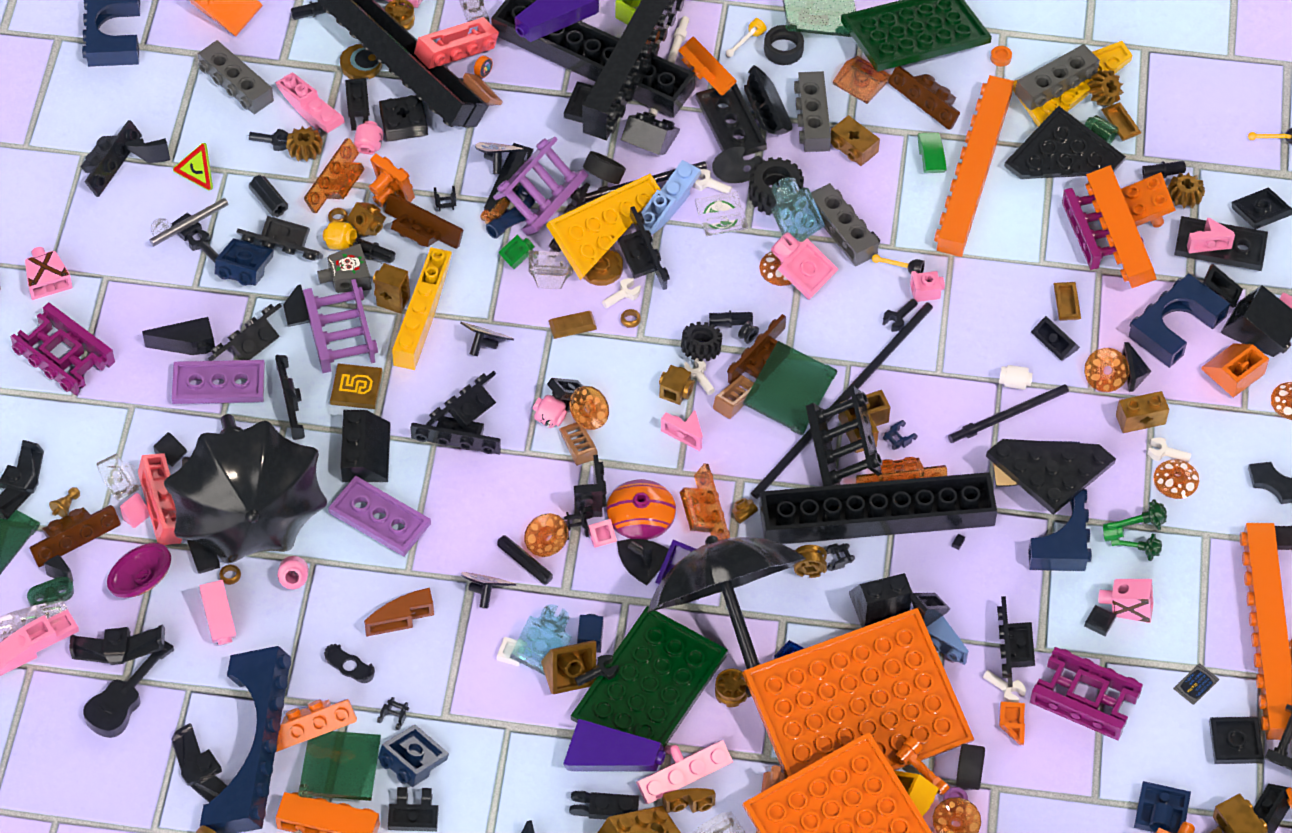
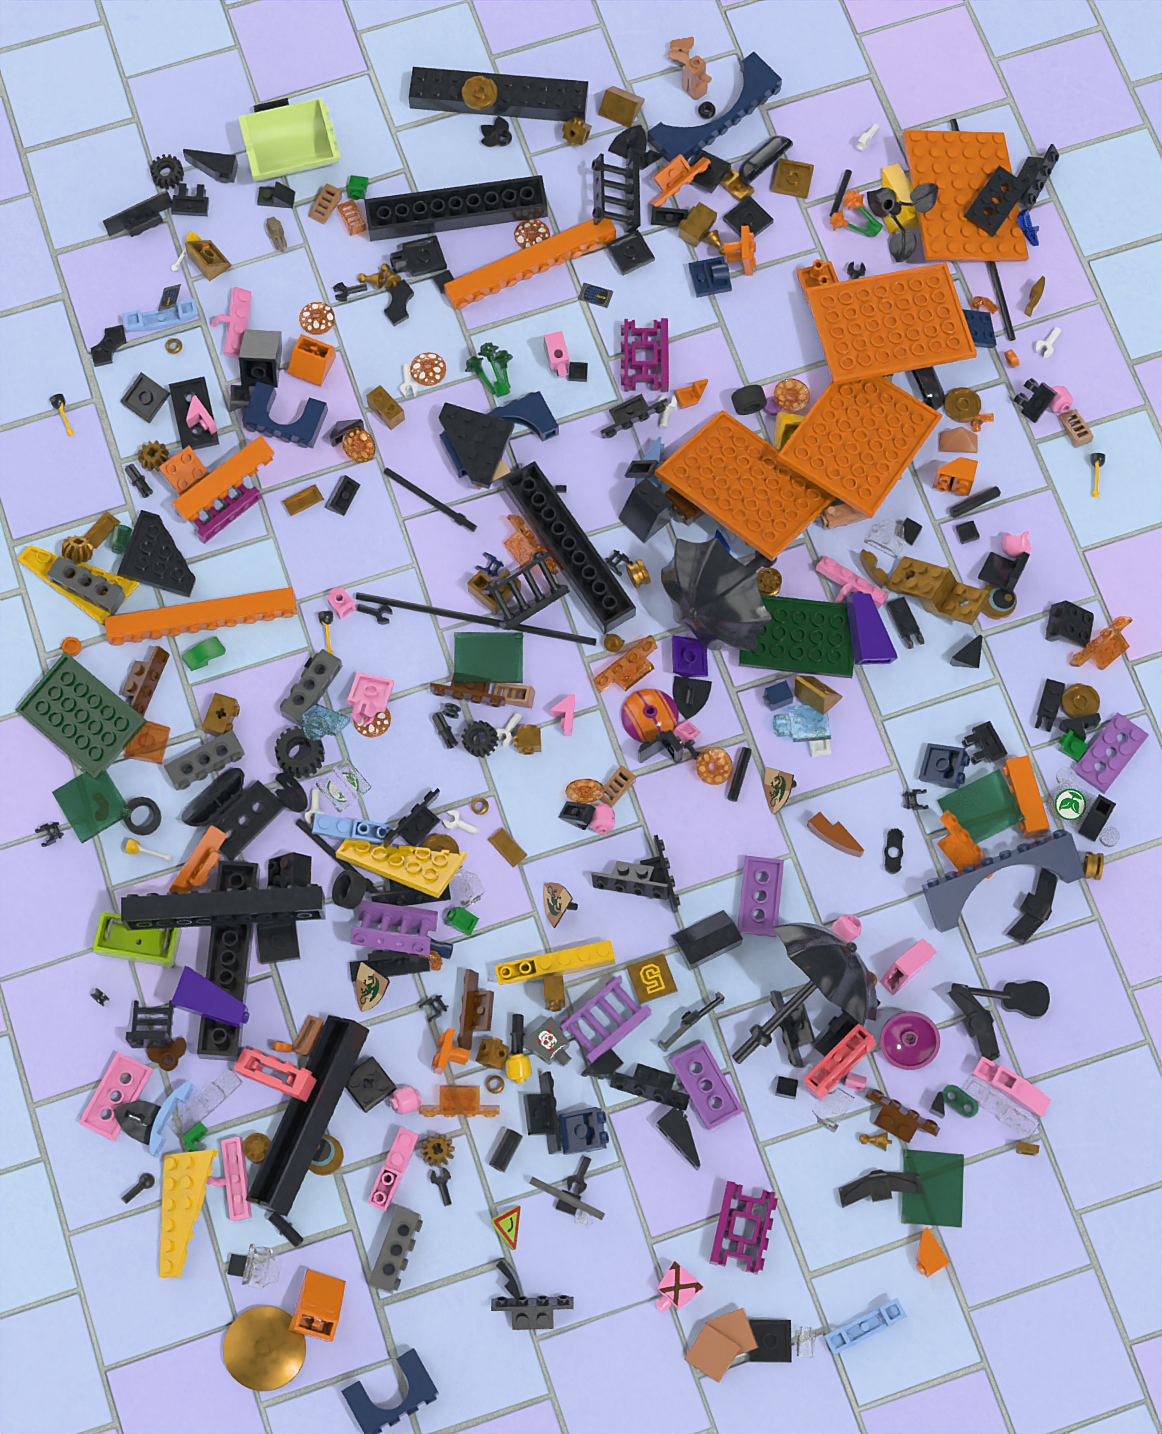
camera: 115 degrees left, 15 degrees up
(357, 100) = (370, 1132): black hinge -> none
(599, 670) = (810, 670): black bar -> none
(909, 753) = (762, 439): orange brick -> none
(1015, 377) = (396, 505): white brick -> none

